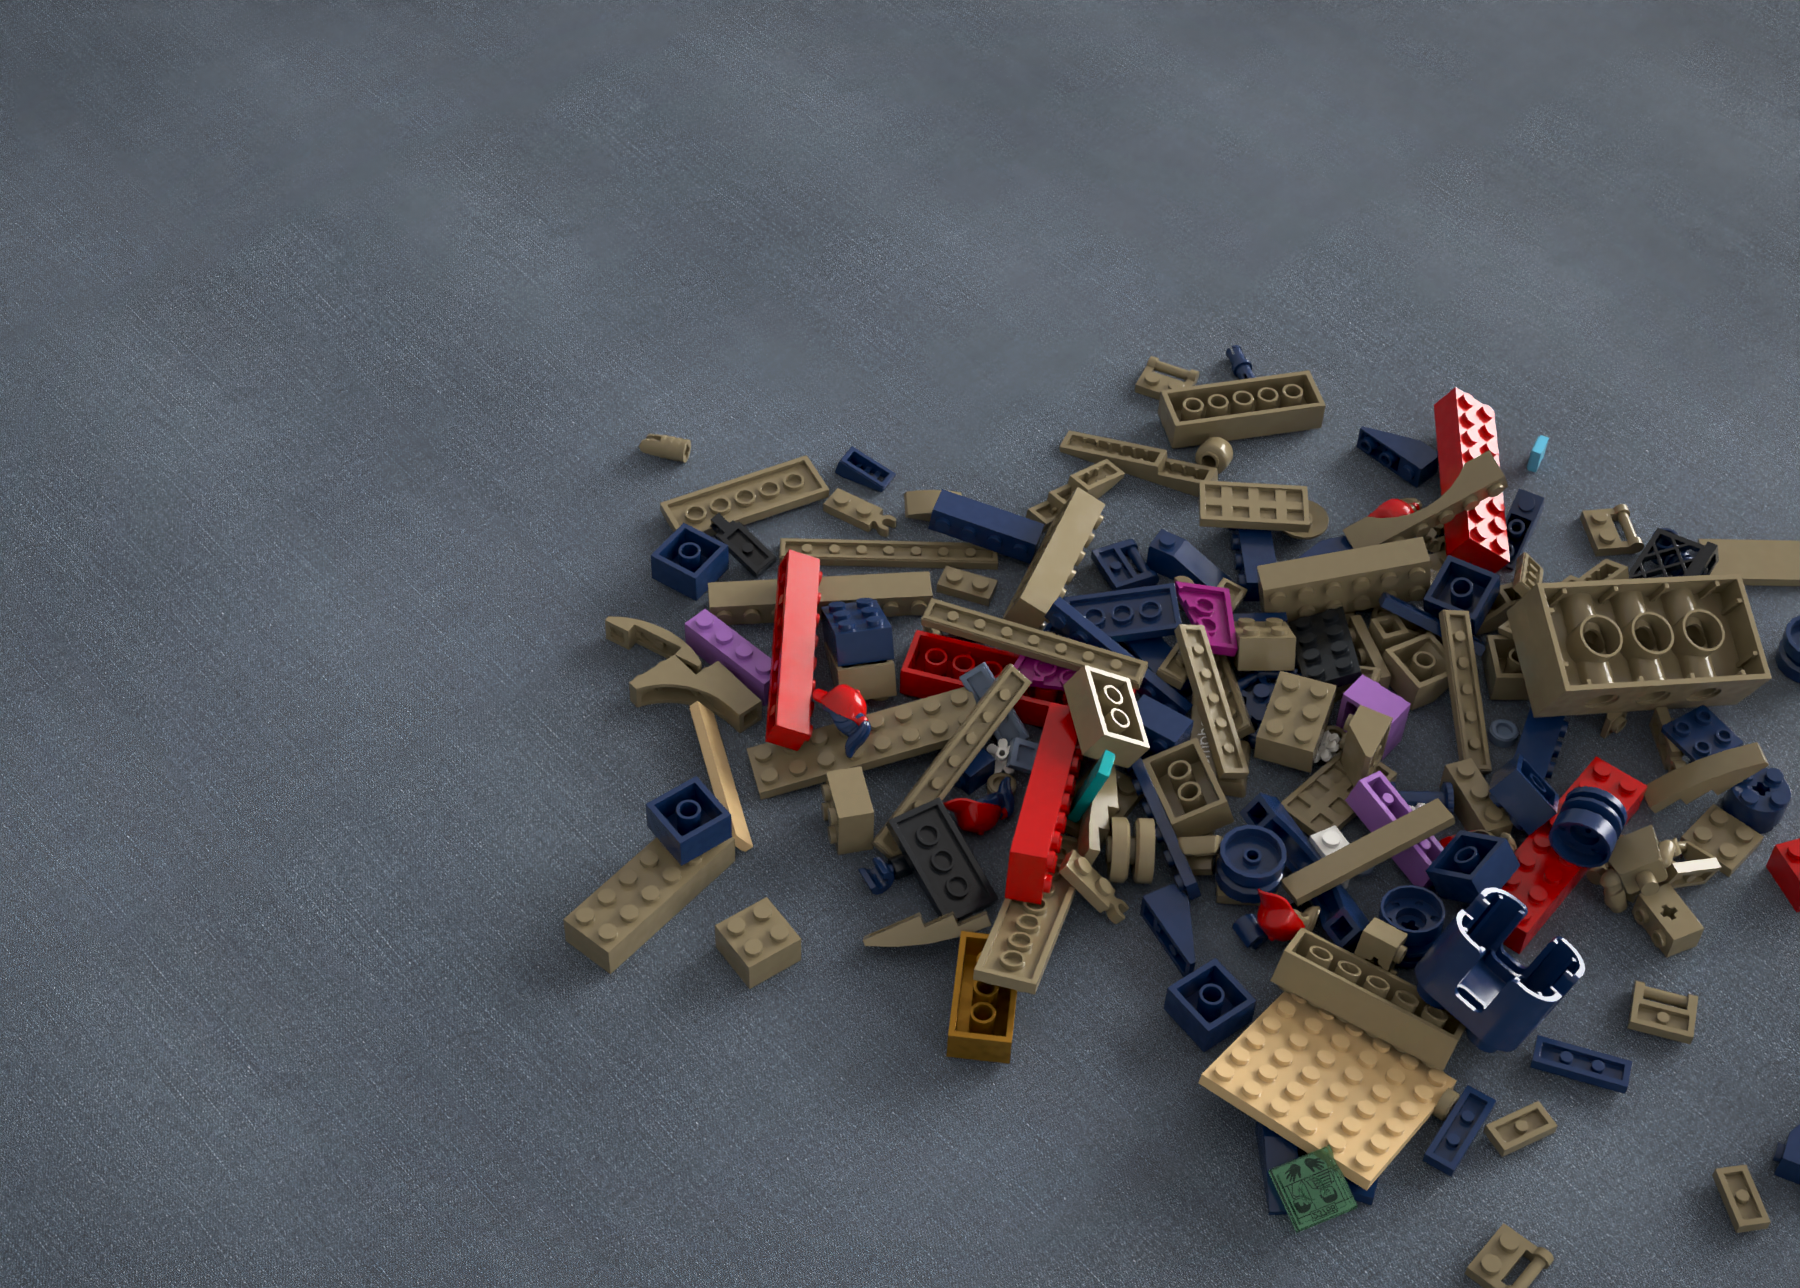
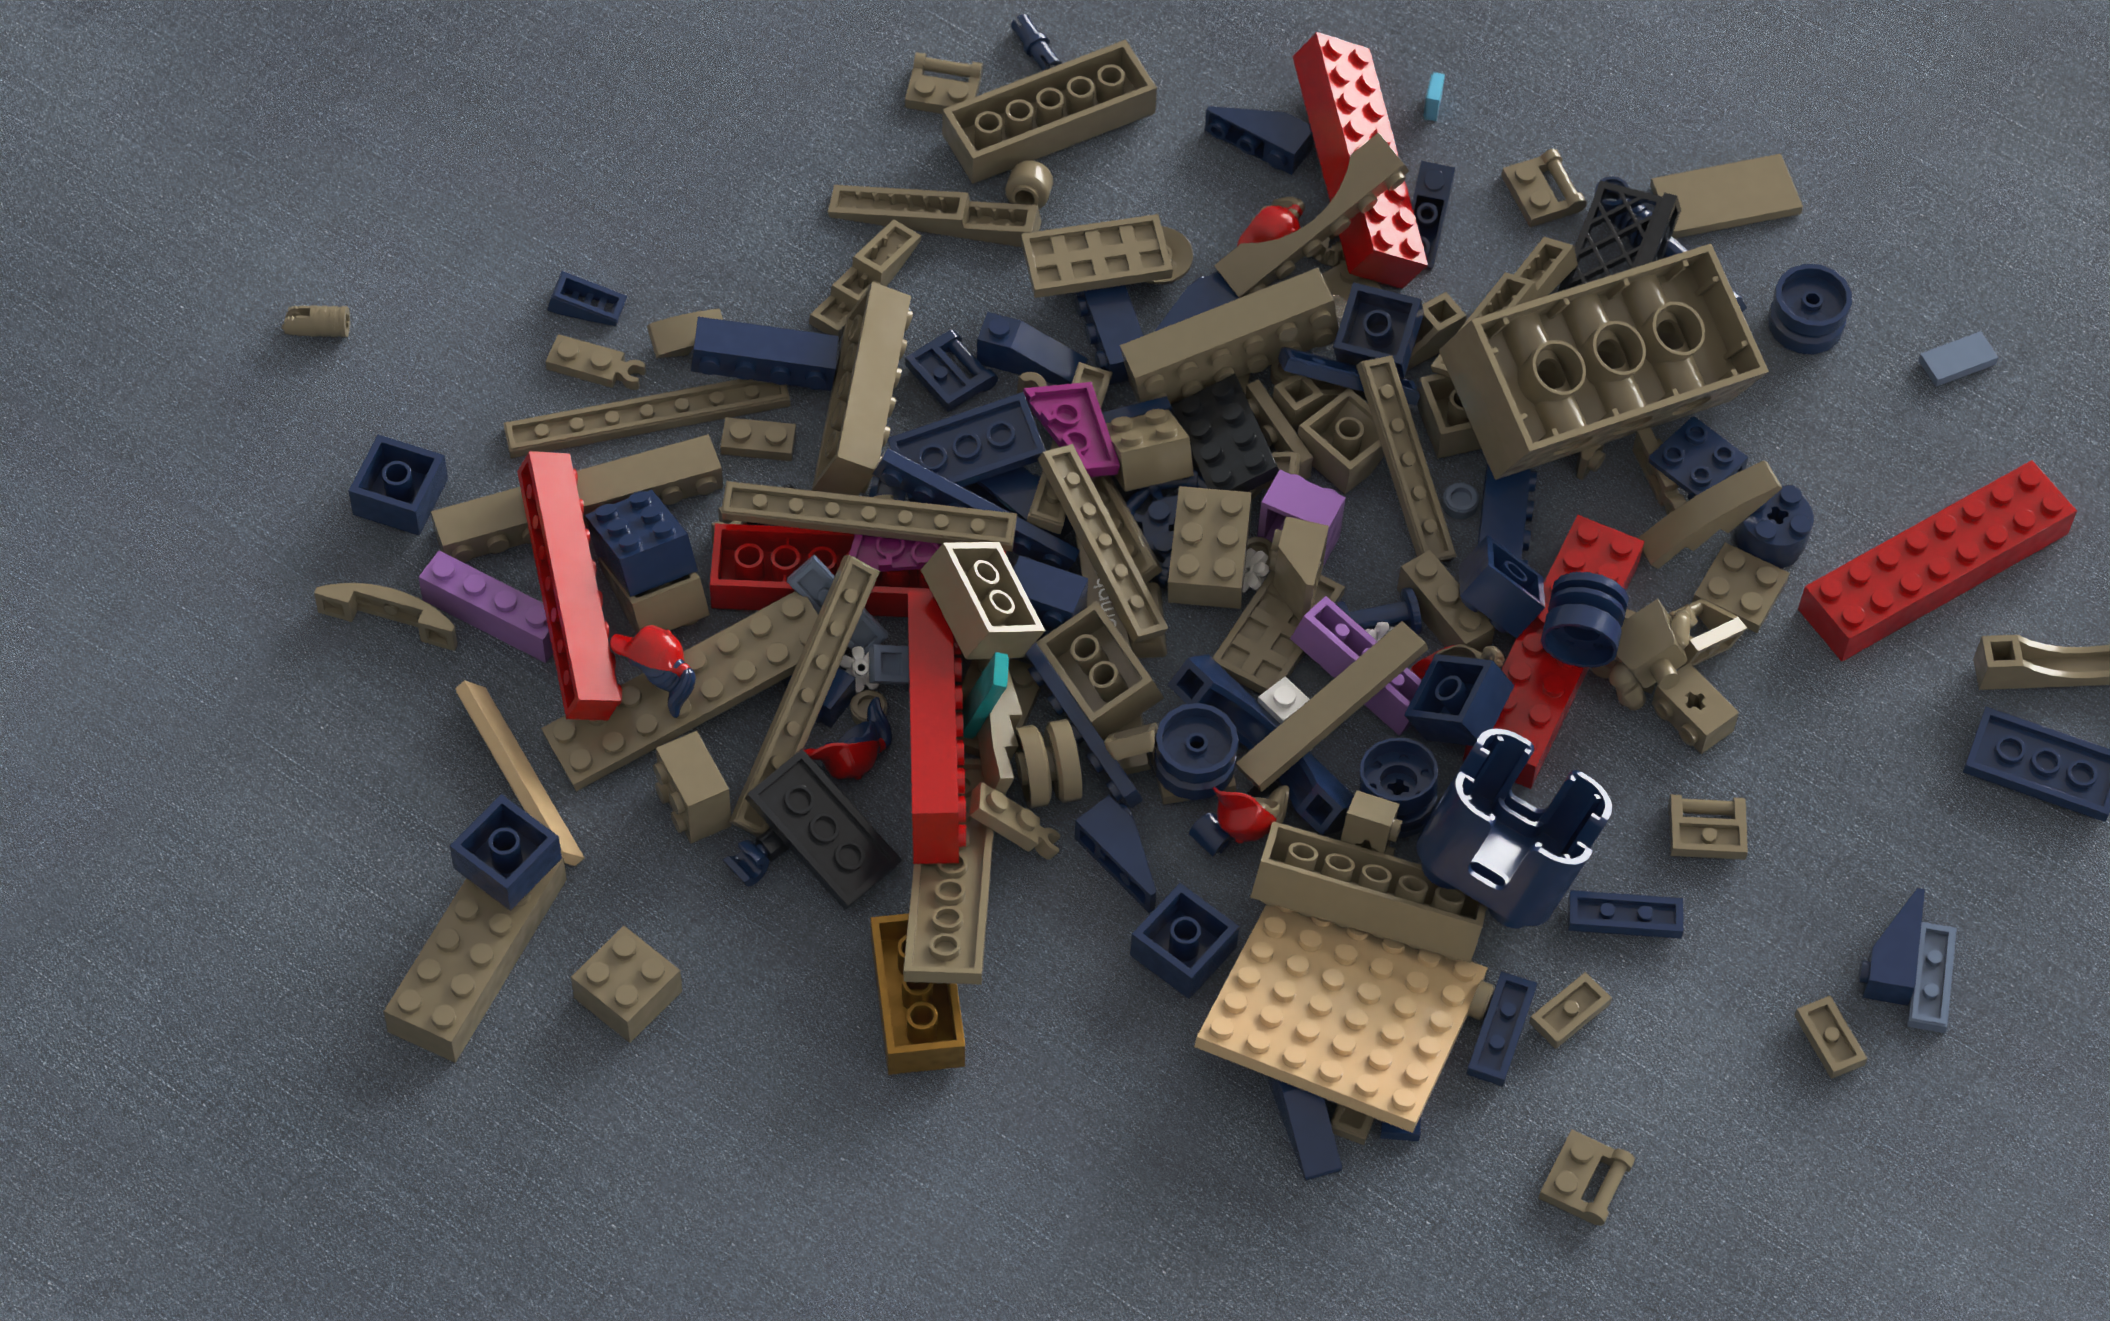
camera: 15 degrees left, 10 degrees up
(712, 687) = (474, 656): dark tan arch -> none
(743, 545) = (459, 445): black hinge -> none
(748, 496) = (443, 375): dark tan plate -> none
(917, 932) = (812, 927): dark tan slope -> none
(1312, 1188) = (1350, 1142): clear green tile -> none
(1527, 574) = (1454, 286): dark tan tile -> none

